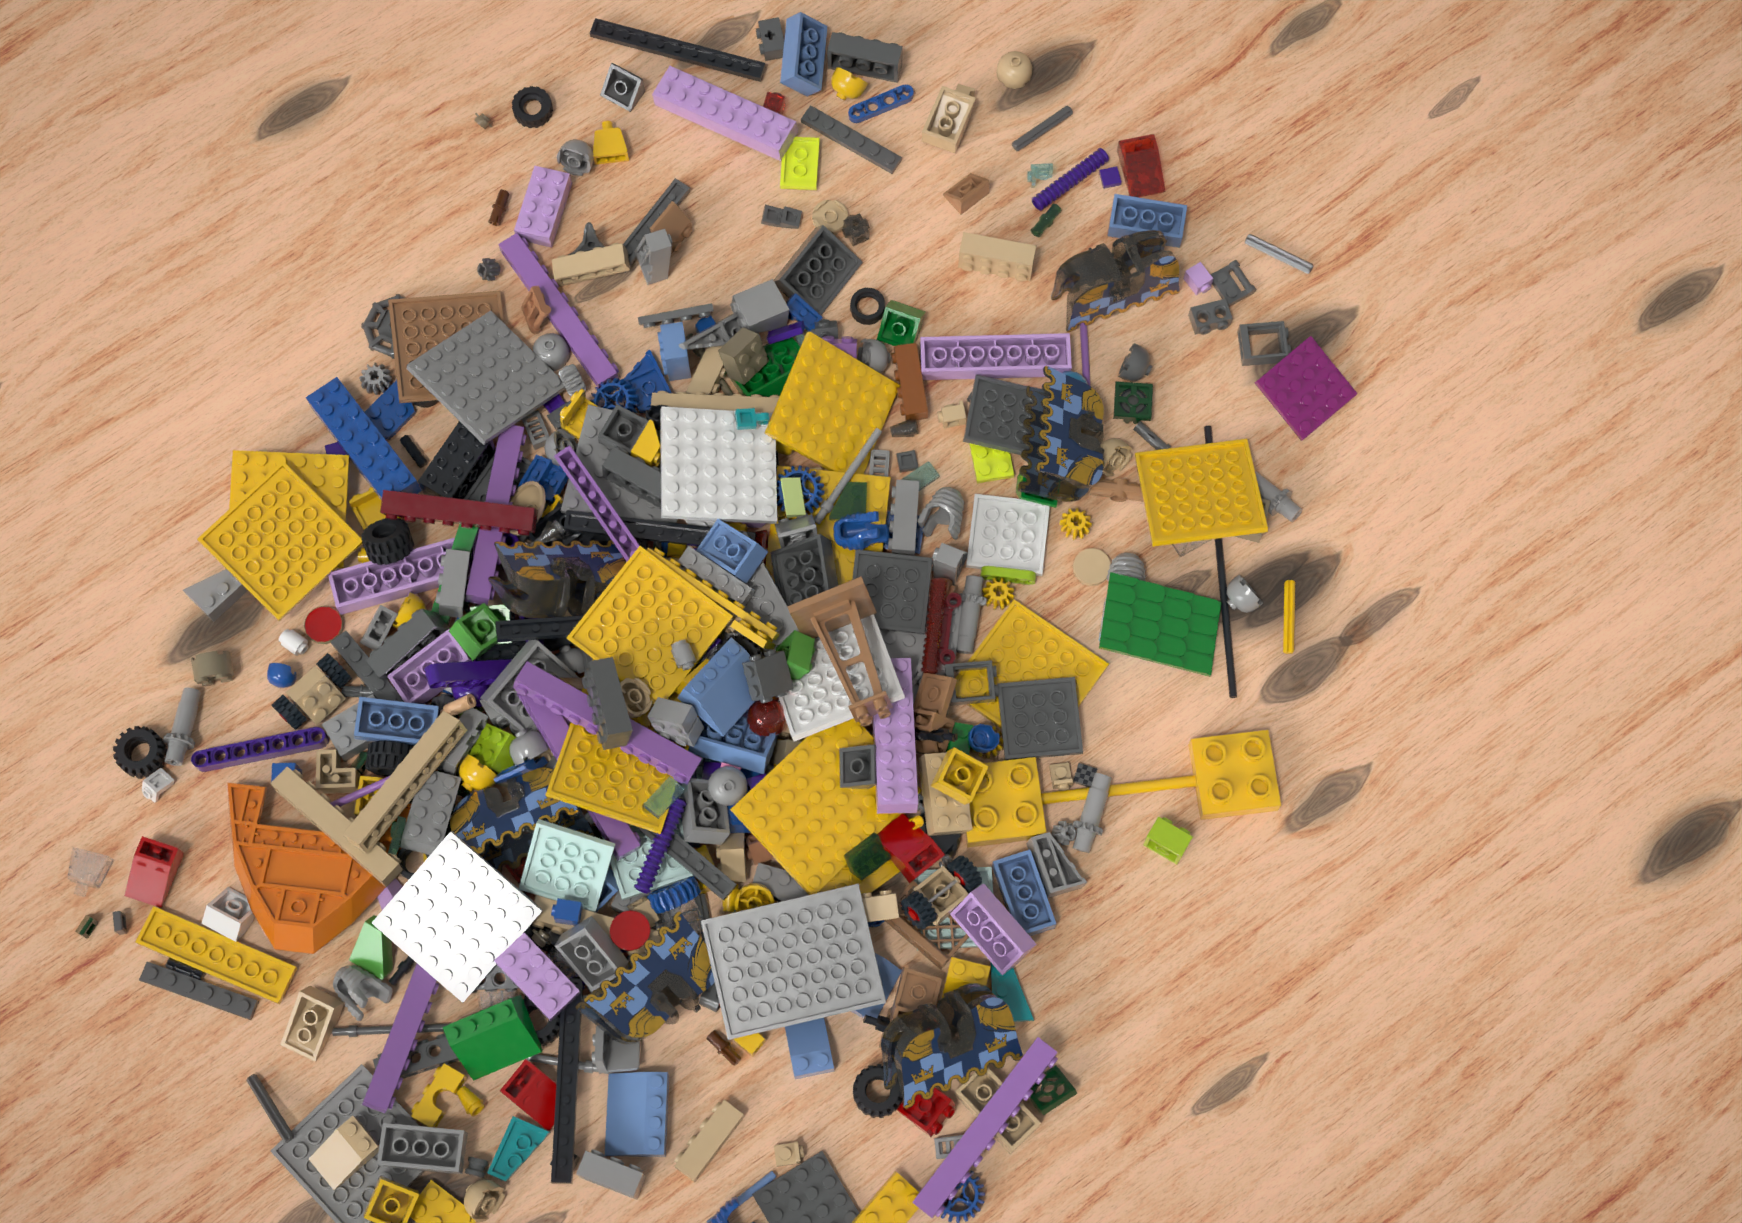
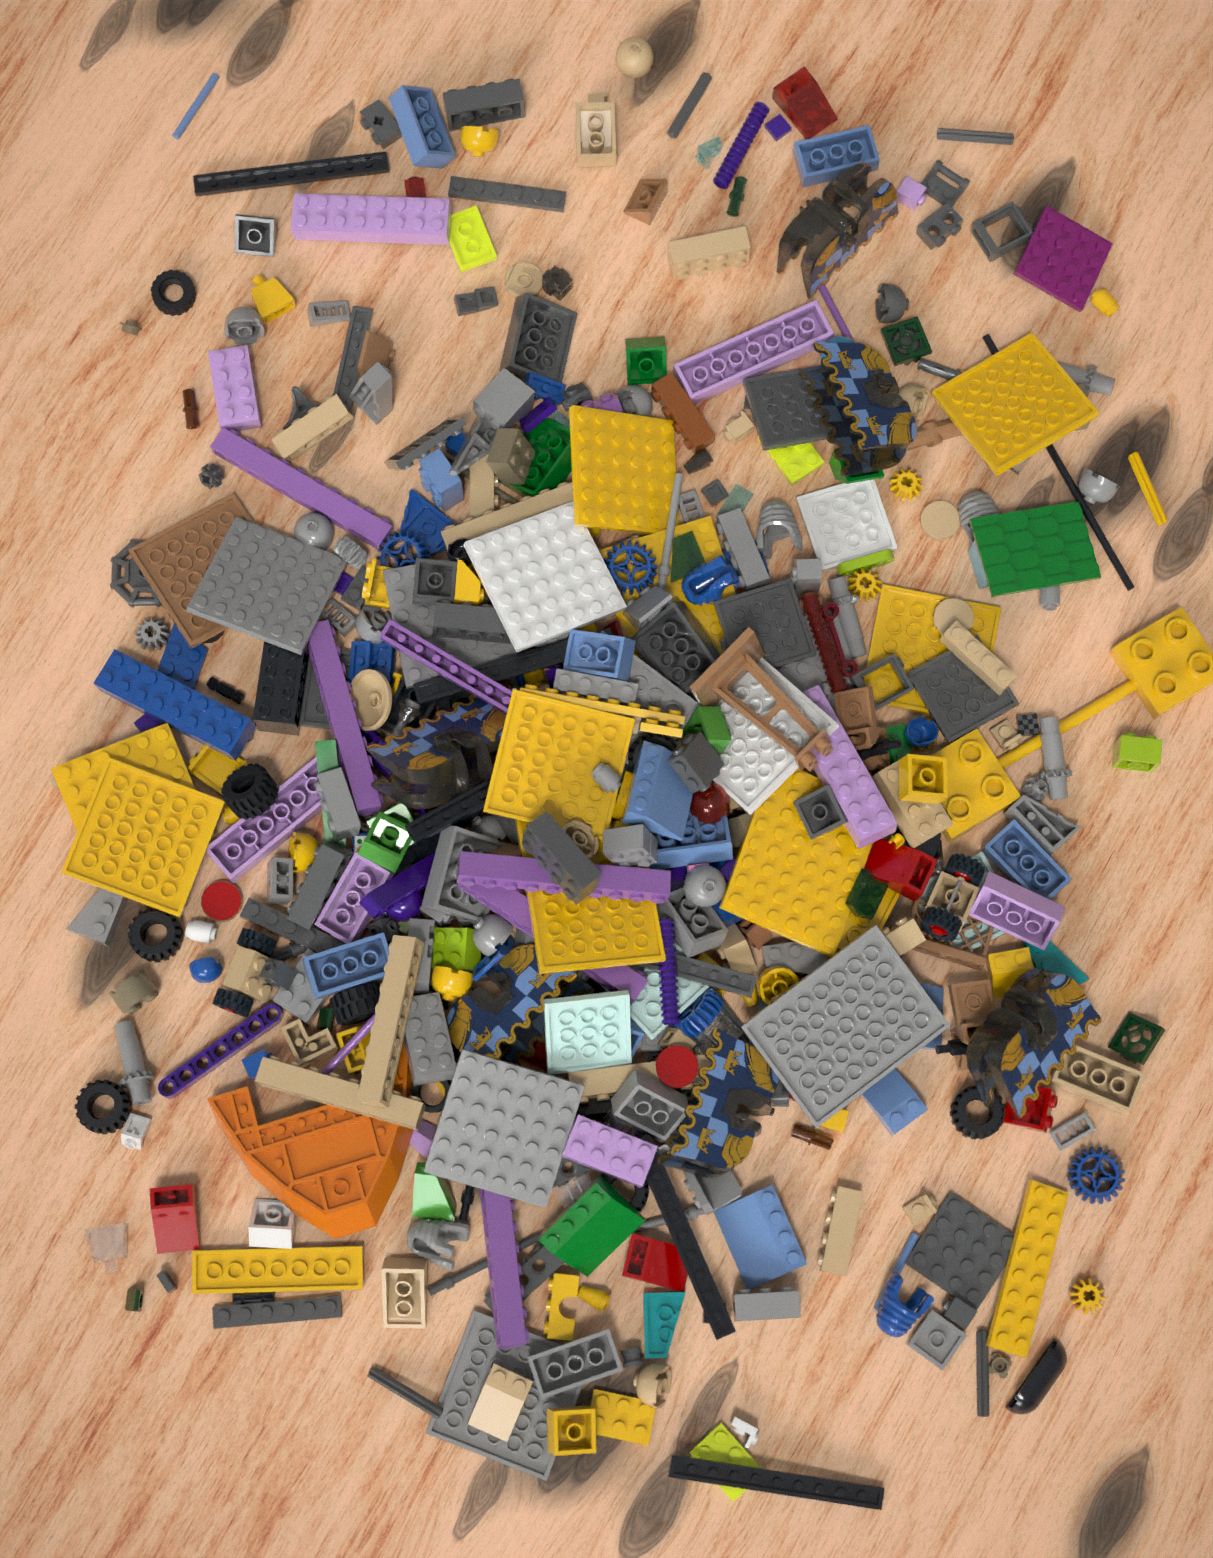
camera: 25 degrees left, 5 degrees up
(247, 615) = (167, 947): none -> black tyre
(335, 703) = (278, 974): none -> dark grey brick
(396, 834) = (407, 1075): clear green wing -> none
(459, 511) = (310, 732): dark red brick -> none
(459, 705) = (402, 923): light nougat cylinder -> none
(532, 305) = (274, 494): nougat plate -> none
(540, 937) = (591, 1111): dark tan plate -> none
(567, 912) = (607, 1076): blue brick -> none
(645, 180) = (329, 319): none -> light grey slope
(664, 797) = (652, 924): clear light blue tile -> none
(748, 419) = (554, 518): teal plate -> none
(793, 497) = (630, 576): yellowish green slope -> none
(870, 293) = (604, 369): black tyre -> none
(879, 101) = (516, 143): blue beam -> none
(985, 1127) = (1098, 1101): medium lavender brick -> none
(1061, 654) = (950, 611): none -> tan tile
(1063, 696) = (978, 658): none -> tan brick
(1156, 674) = (1050, 598): none -> light grey brick
(1326, 441) = (1105, 302): none -> yellow brick

